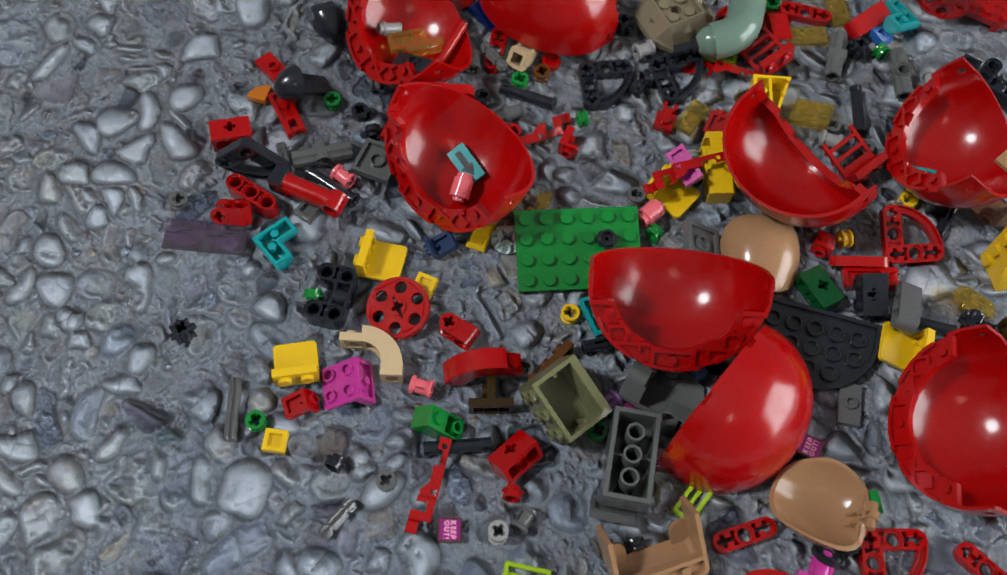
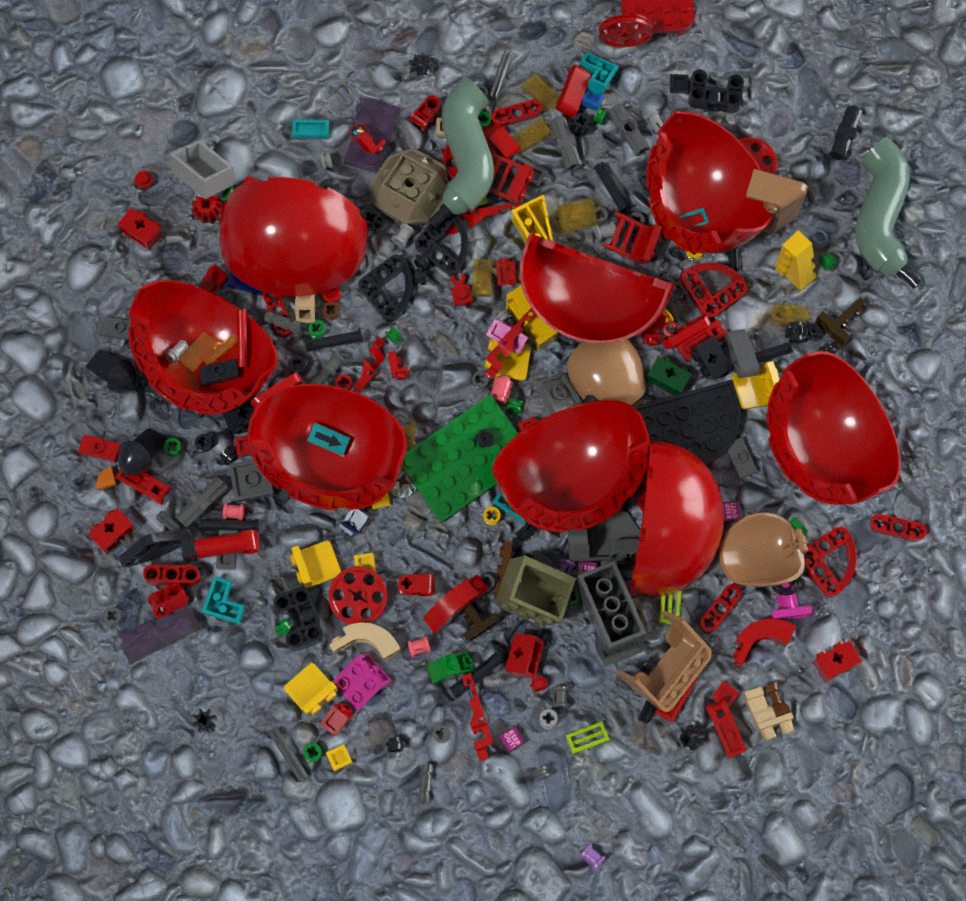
camera: 30 degrees left, 10 degrees up
(461, 187) = (339, 462): coral brick -> none
(837, 235) = (661, 323): none -> red plate

